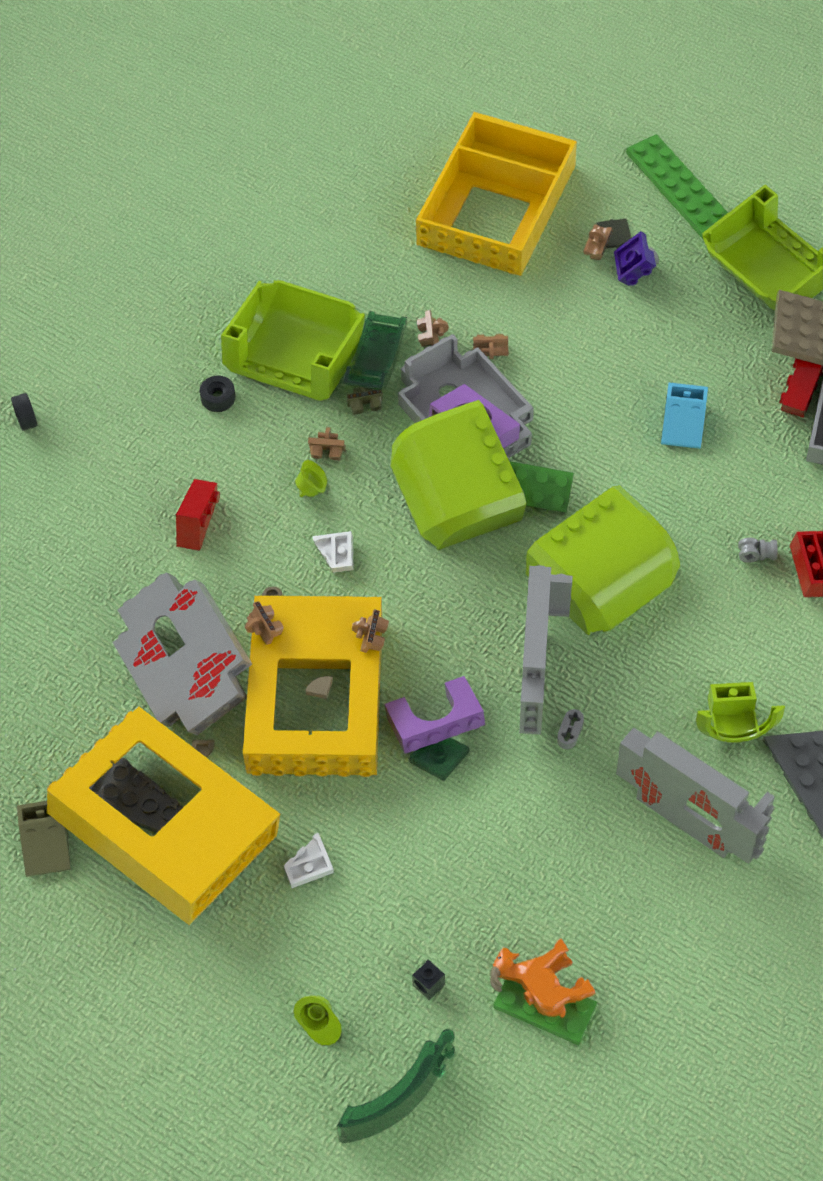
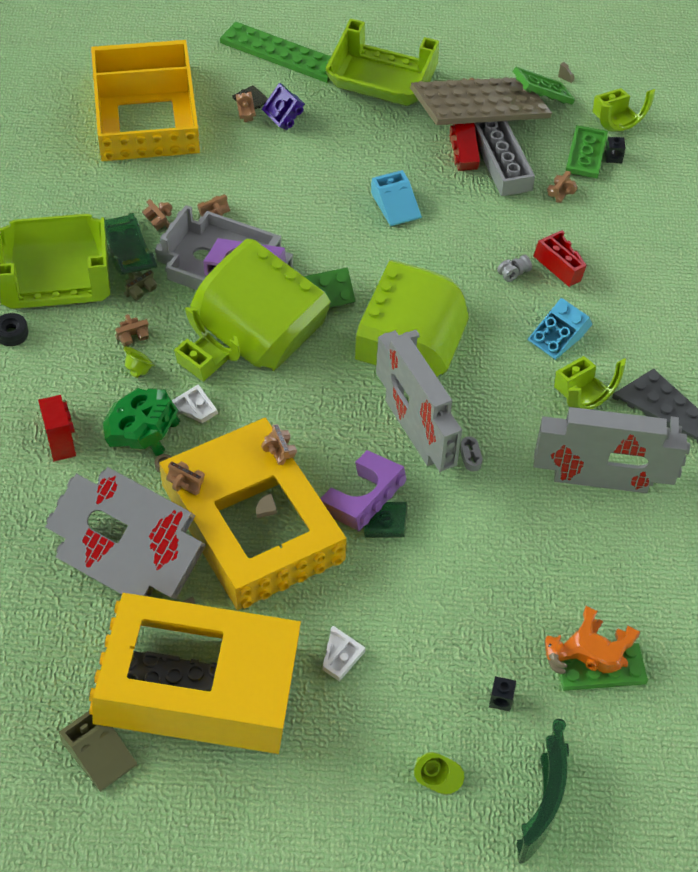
camera: 35 degrees left, 5 degrees down
(274, 543) = (141, 420): none -> green brick
(379, 502) = (205, 354): none -> lime piece
(757, 640) = (560, 329): none -> medium azure slope

